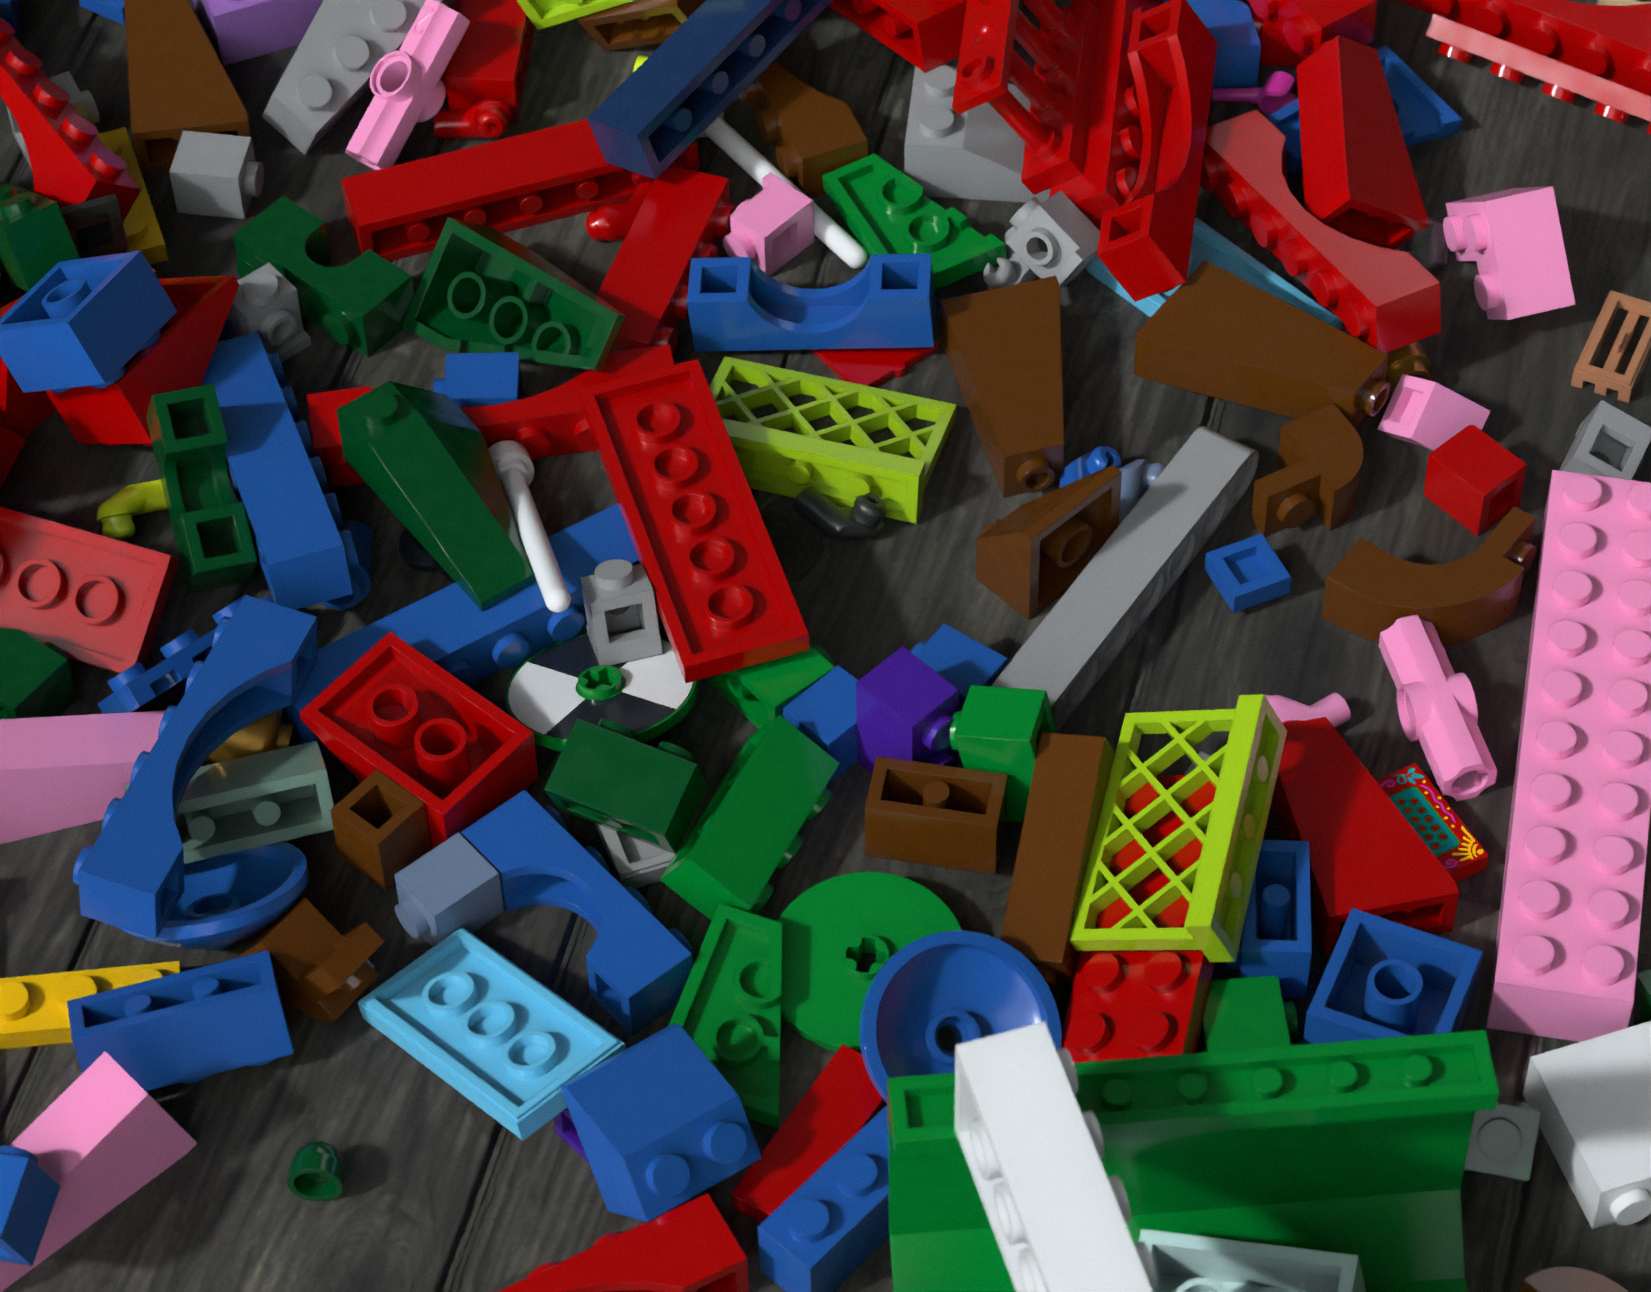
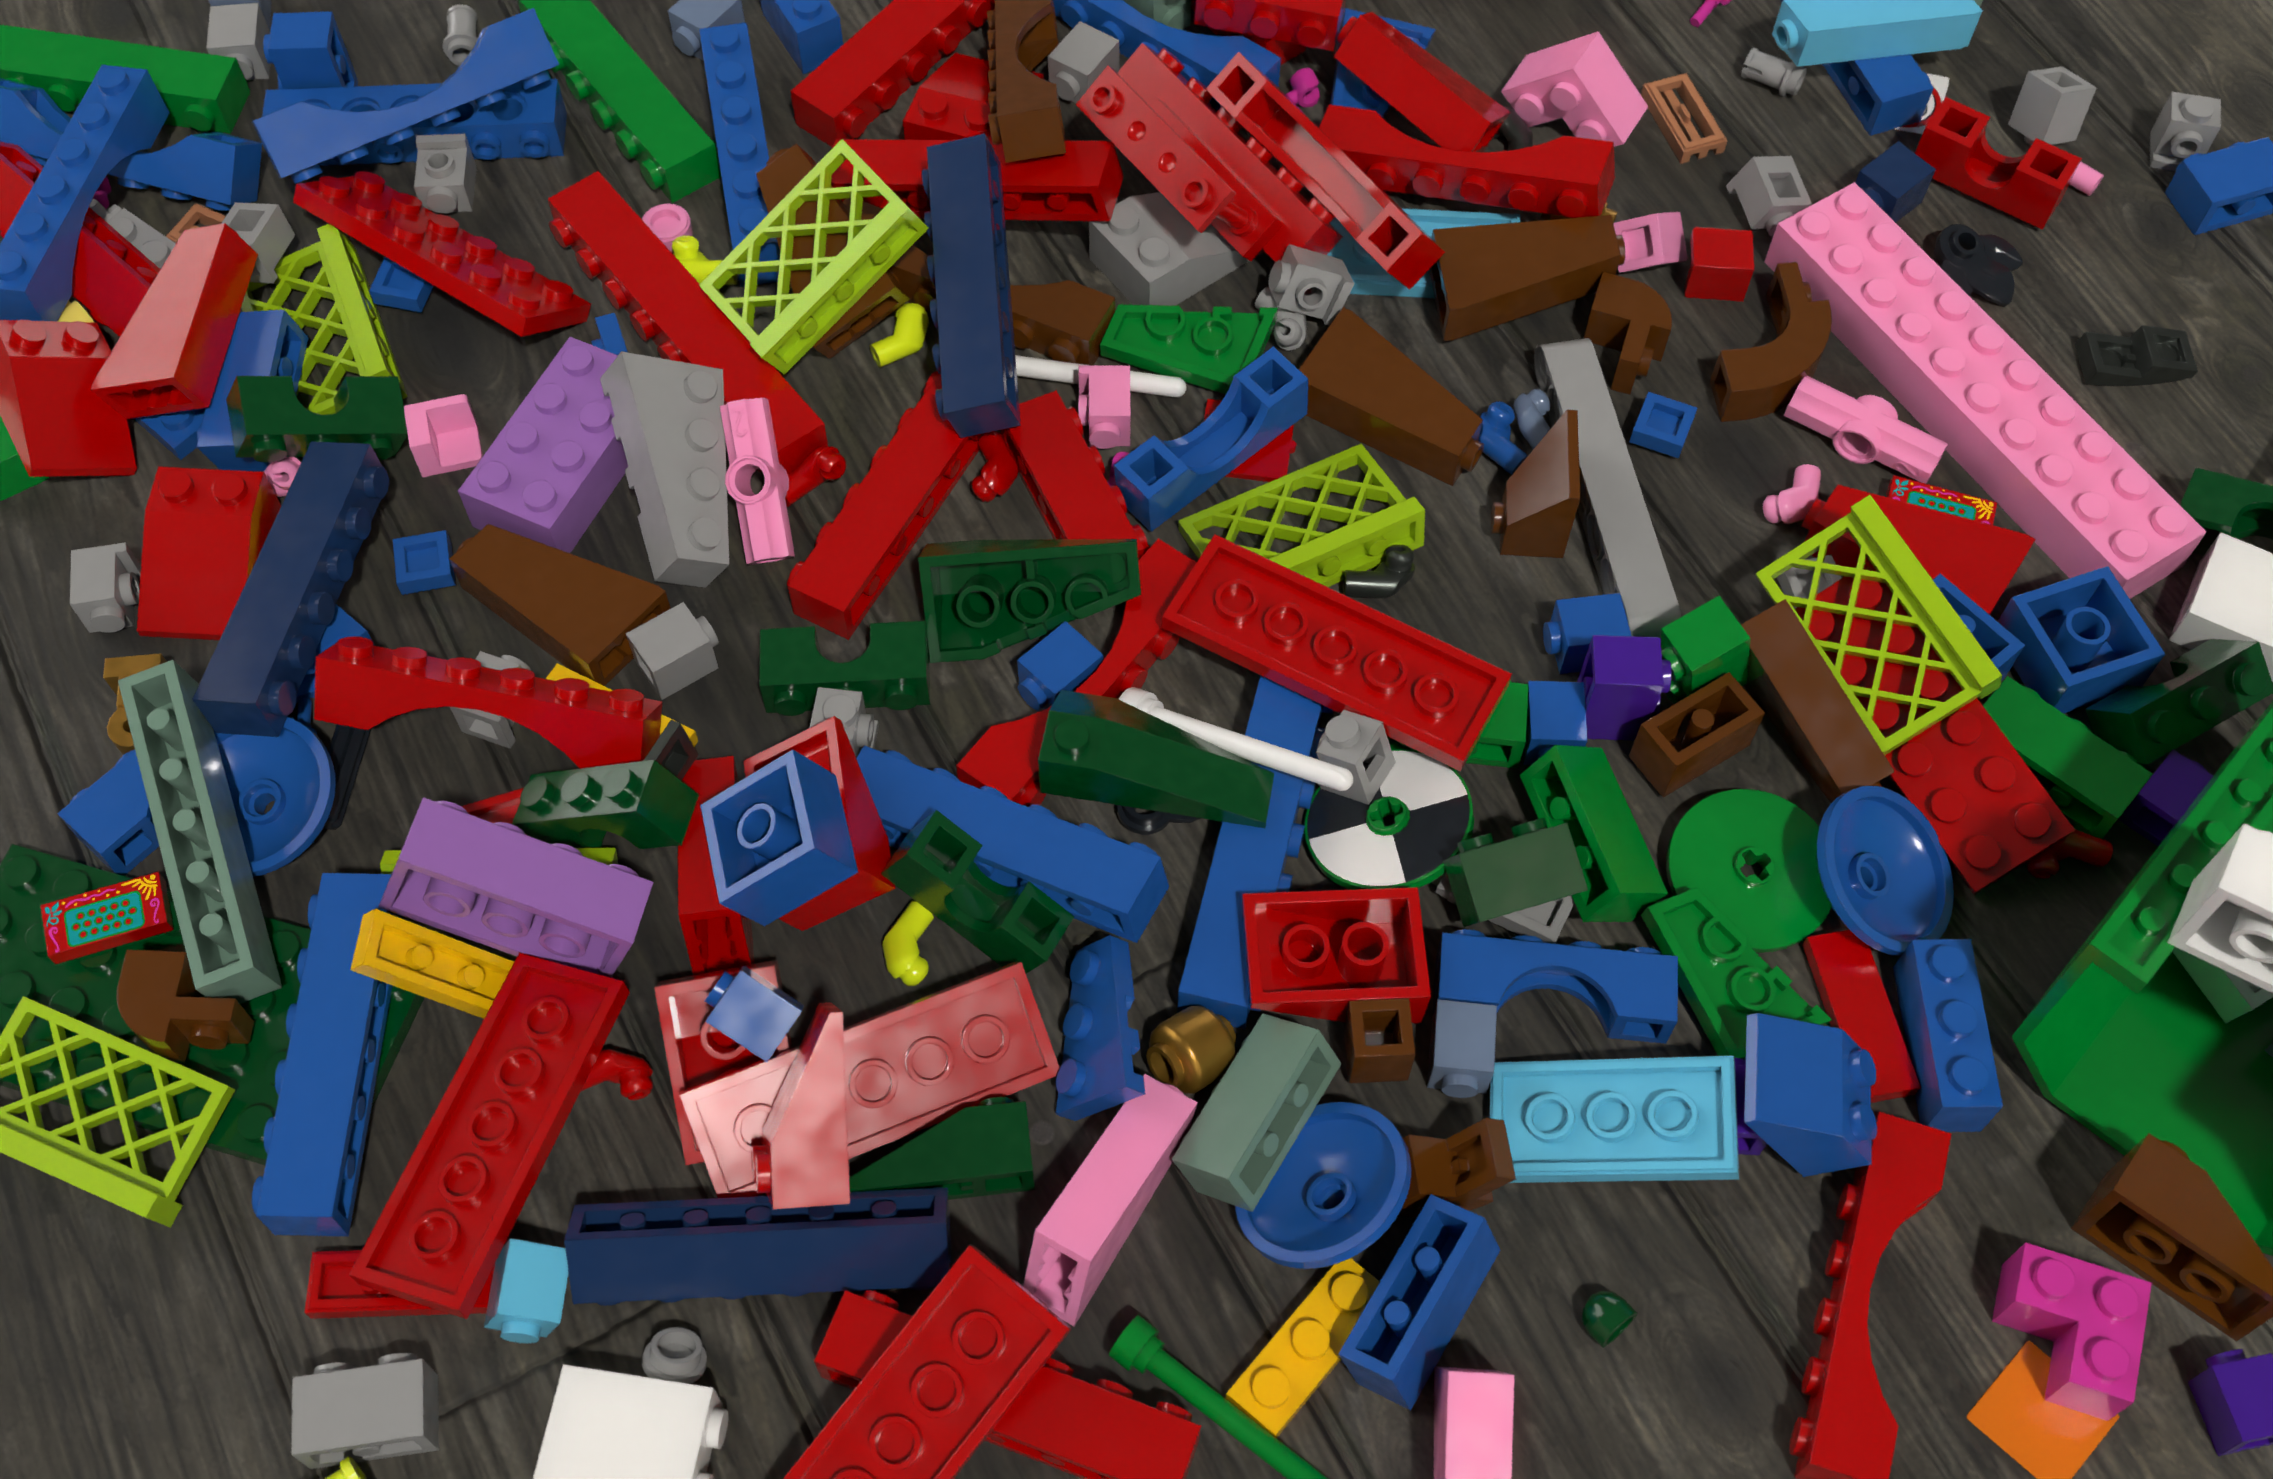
camera: 45 degrees left, 10 degrees up
(138, 860) = (1308, 1206): blue arch -> none

